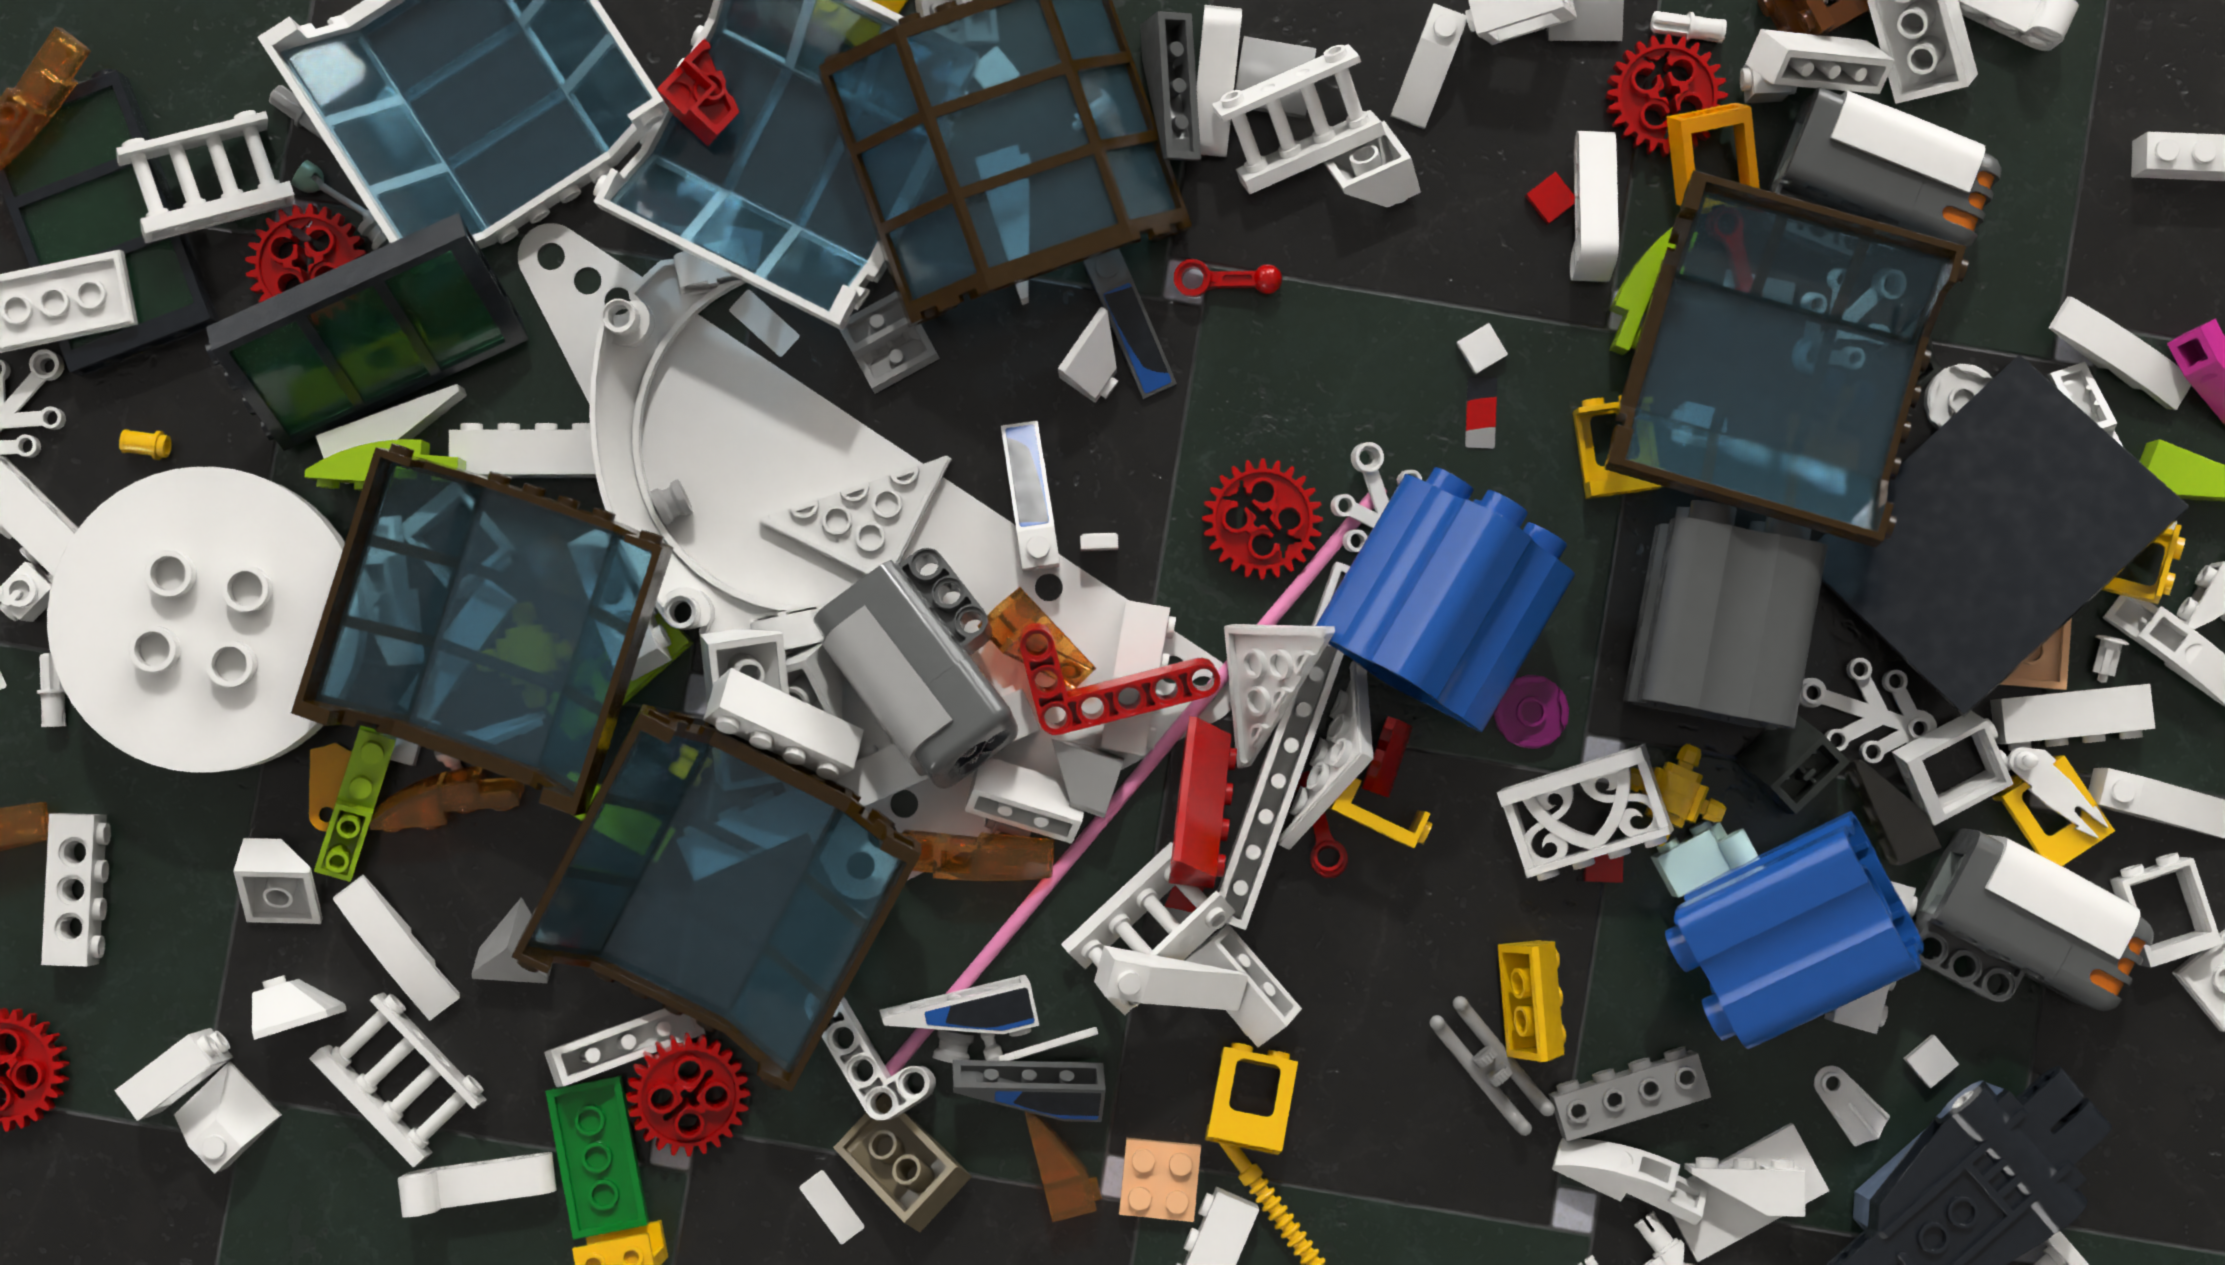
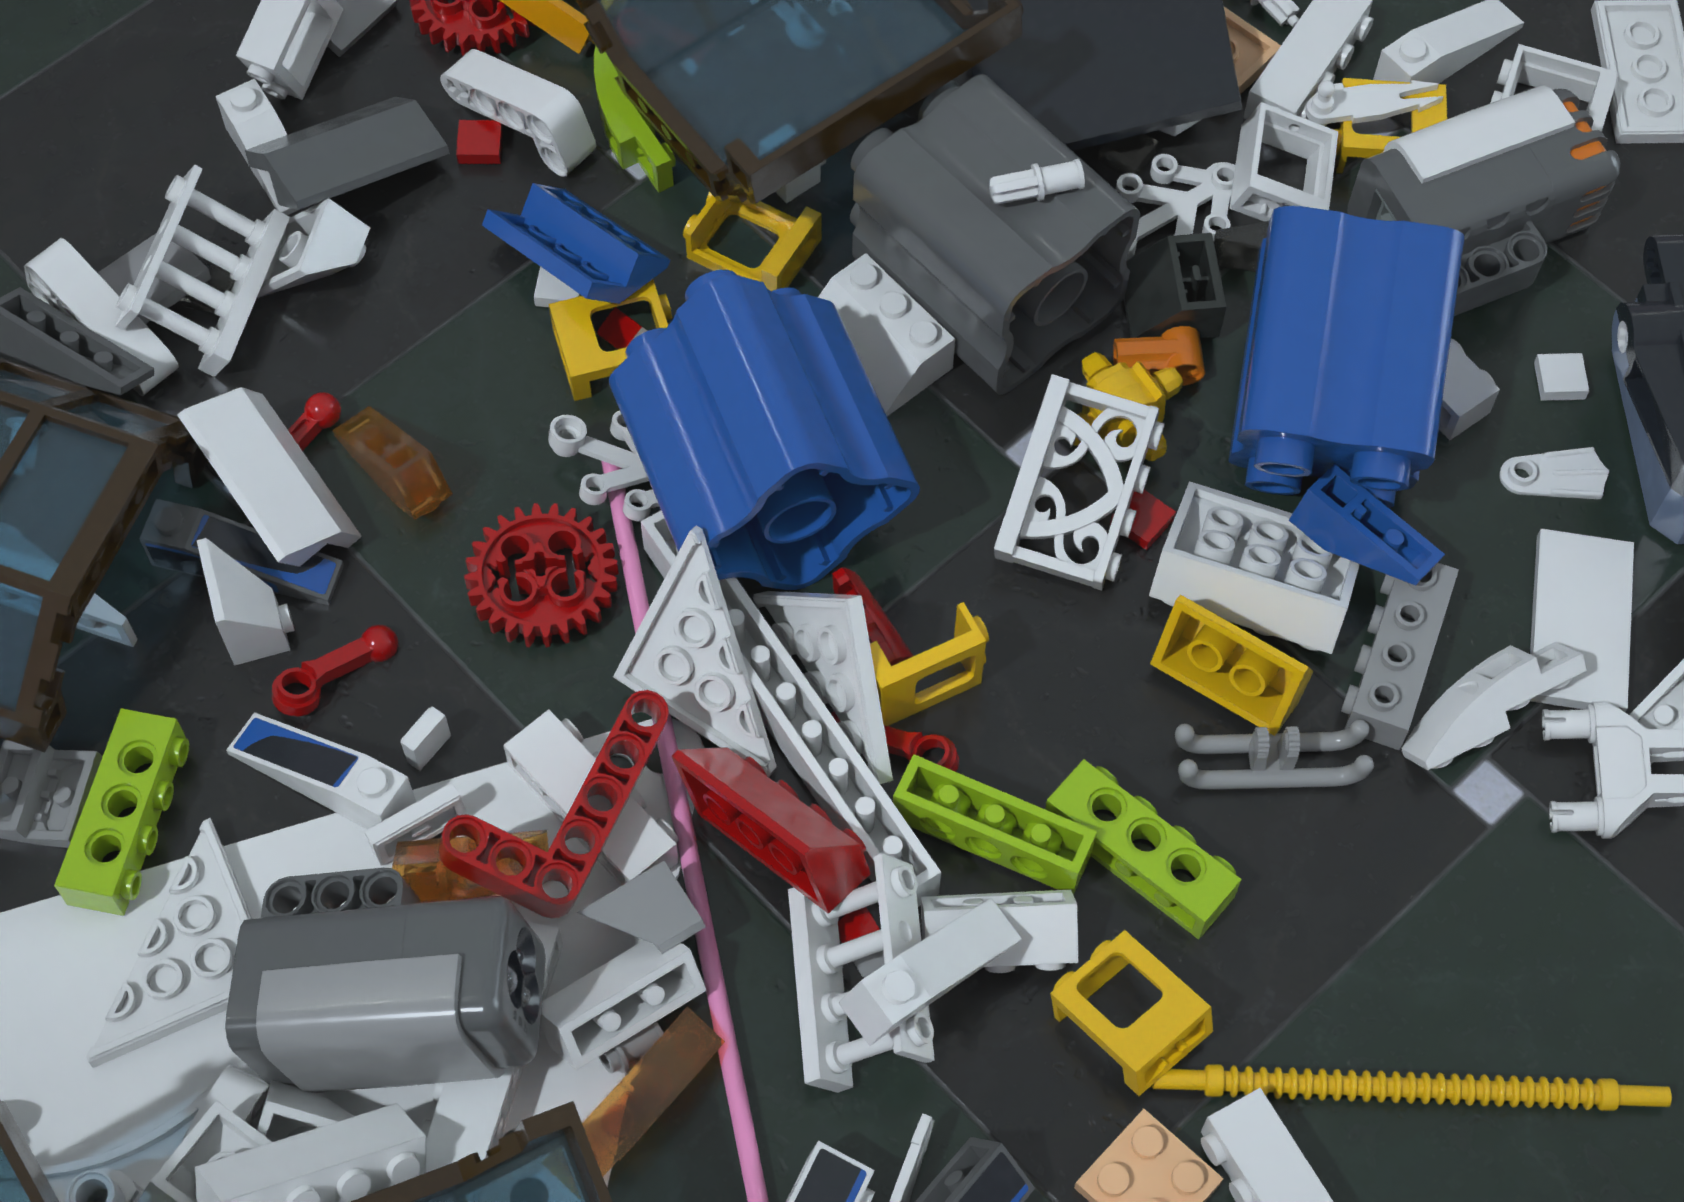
camera: 50 degrees left, 25 degrees down
(959, 369) = (134, 741): none -> lime brick
(1041, 586) = (416, 822): none -> white tile
(1140, 453) = (376, 644): none -> red piece
(1188, 298) = (268, 475): none -> white slope
(1266, 356) = (394, 462): none -> clear orange slope
(1307, 932) = (994, 824): none -> lime brick
(1352, 1088) = (1189, 904): none -> lime brick
(1442, 405) = (578, 342): none -> yellow window
(1464, 128) = (348, 152): none -> dark grey slope
(1512, 343) = (578, 244): none -> blue slope
(1532, 712) = (948, 479): magenta tile -> none
(1606, 593) = (891, 332): none -> white slope
(1622, 964) = (1254, 569): none -> white slope
(1687, 1026) = (1362, 529): none -> blue slope
(1701, 856) = (1204, 427): light aqua hinge -> none
(1740, 795) = (1175, 348): none -> orange piece
(1753, 652) = (1037, 182): none -> white axle
(1769, 1189) = (1587, 593): white slope -> none

